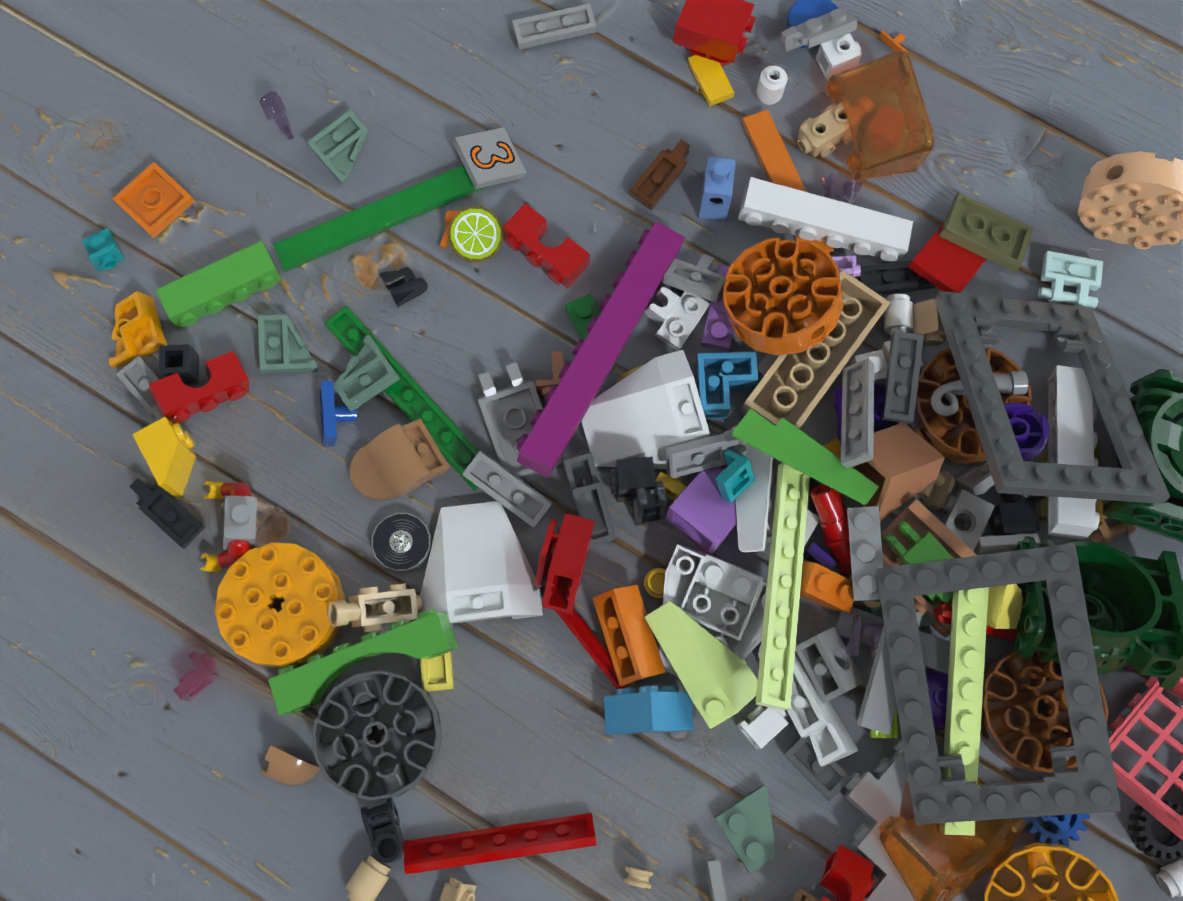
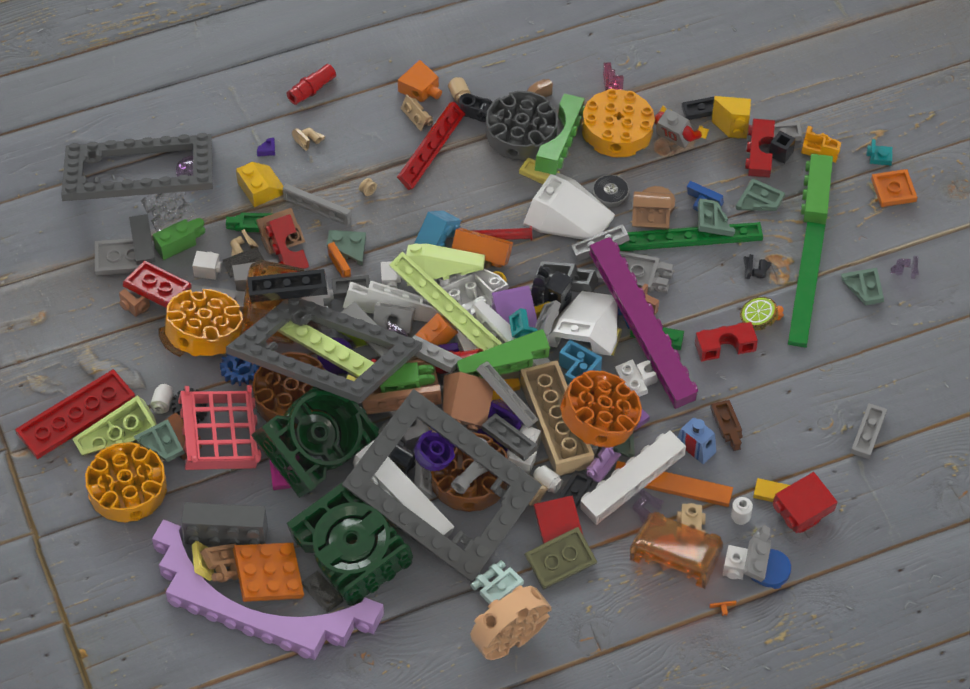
camera: 130 degrees right, 20 degrees down
(379, 607) = (578, 156): tan brick -> none
(489, 157) = (802, 347): light grey tile -> none
(564, 561) = (540, 234): red brick -> none
(696, 279) = (649, 393): light grey hinge -> none
(793, 813) = (338, 260): none -> orange tile
(936, 822) = (287, 285): none -> black brick

